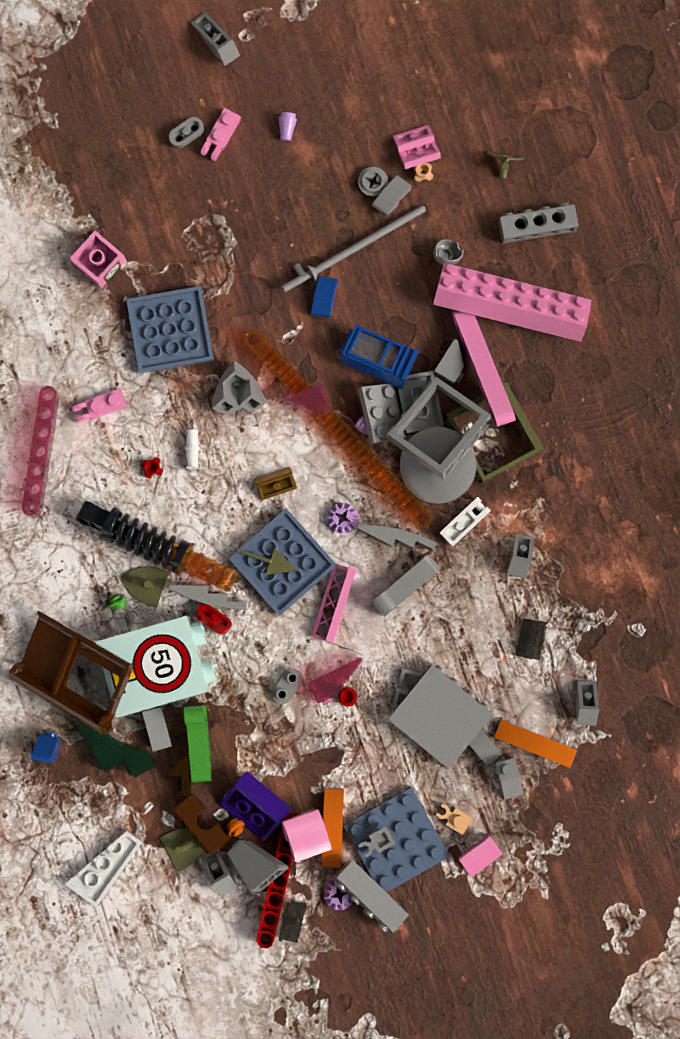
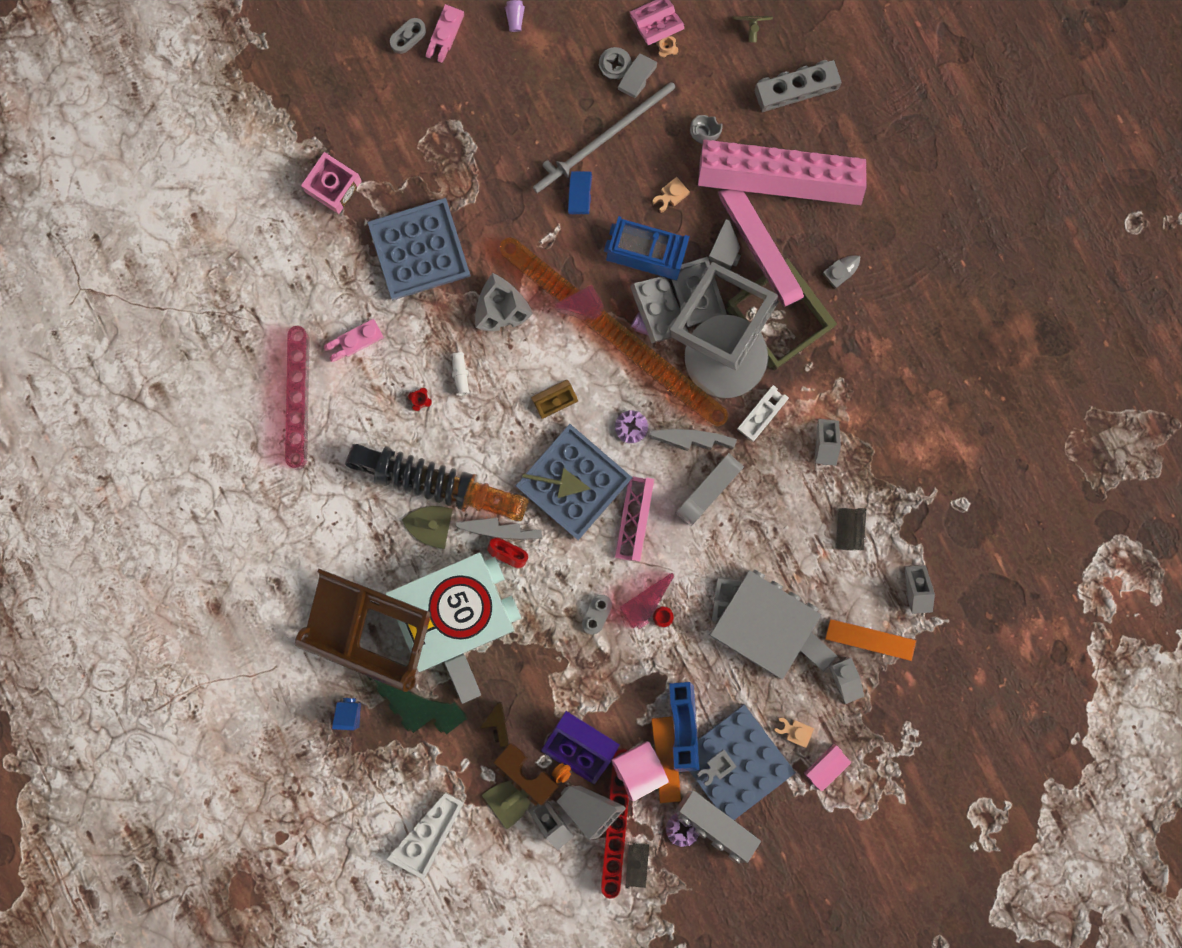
camera: 15 degrees left, 0 degrees up
(117, 602) = (402, 548): bright green plate -> none
(198, 743) = (510, 688): bright green beam -> none
(354, 795) = (684, 714): none -> blue arch
(409, 307) = (672, 193): none -> light nougat plate
(556, 399) = (841, 270): none -> light grey plate

